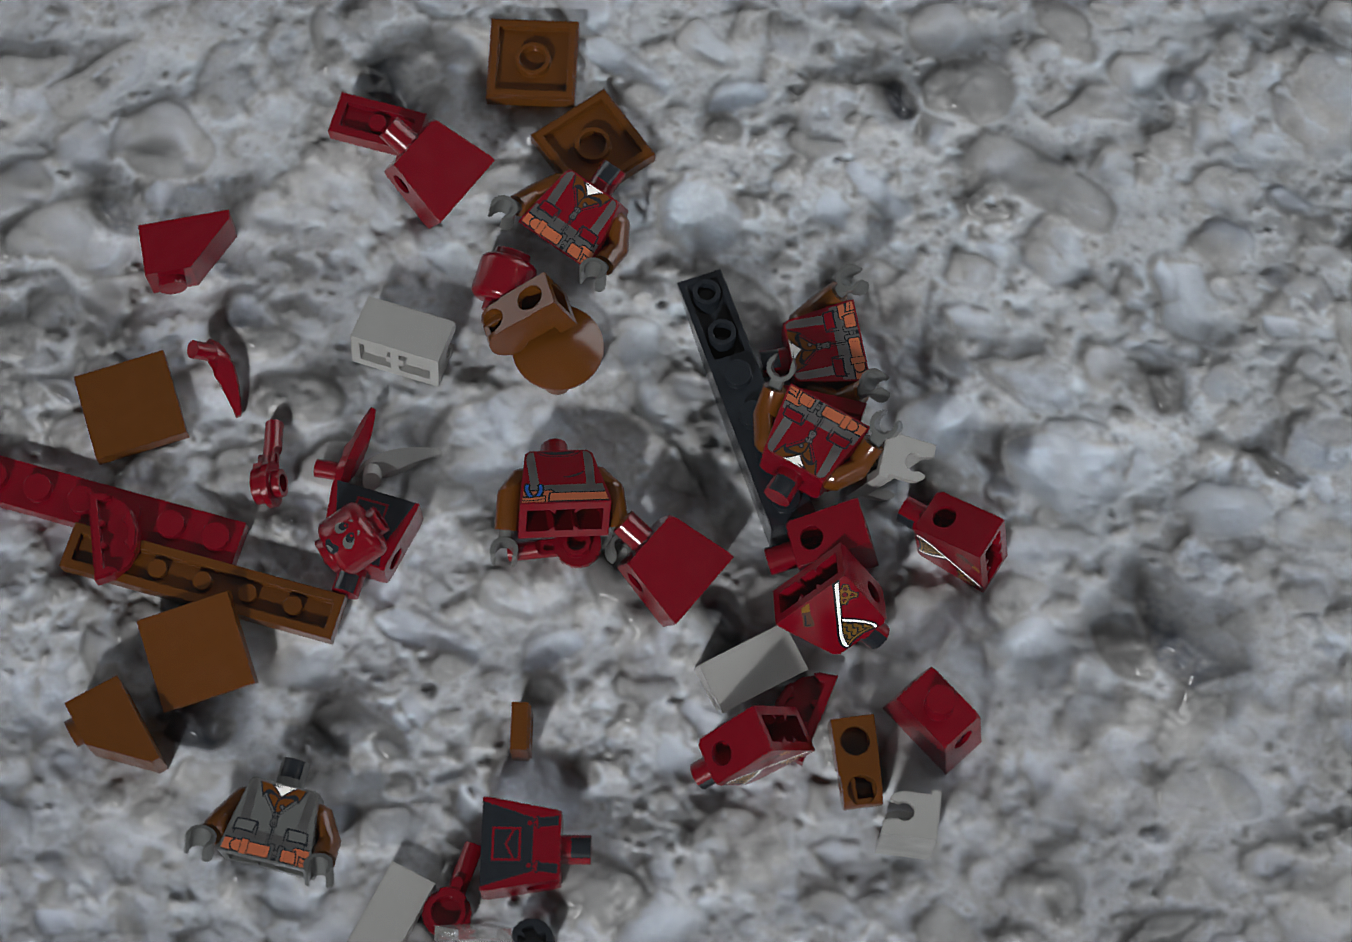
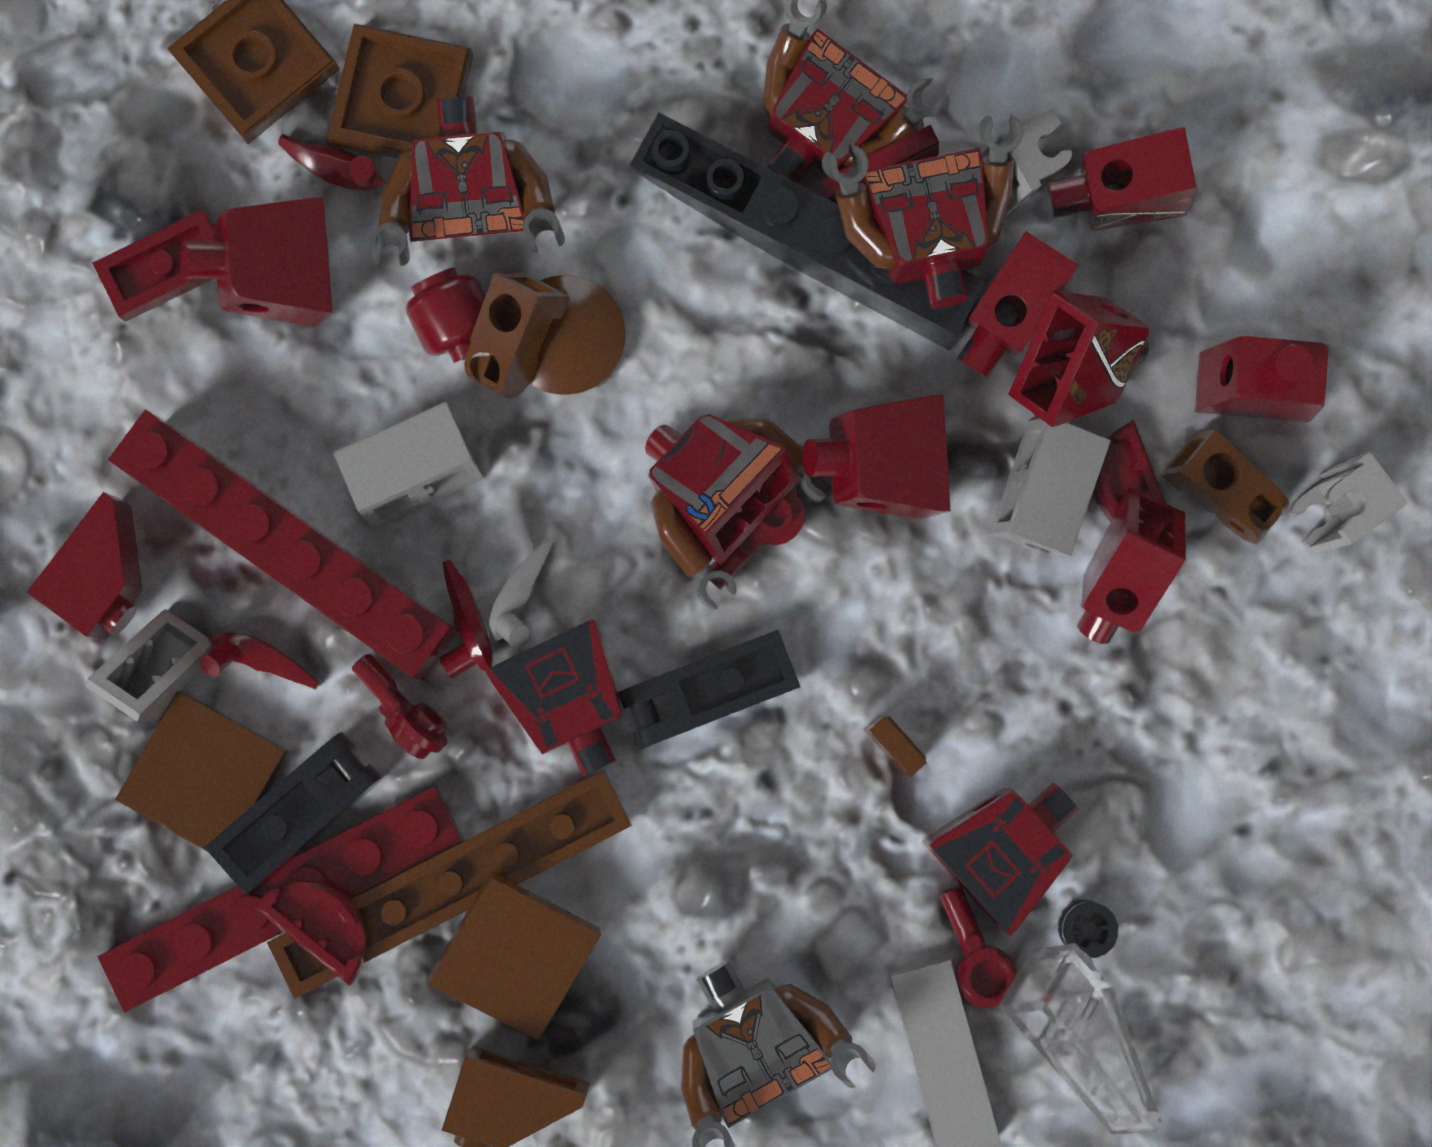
camera: 50 degrees left, 15 degrees up
(157, 467) = (291, 815): none -> black plate
(161, 324) = (151, 668): none -> light grey slope
(295, 325) = (283, 545): none -> dark red brick
(352, 538) = (569, 717): dark red head -> none
(449, 608) = (711, 688): none -> black plate
(520, 151) = (334, 164): none -> dark red bar

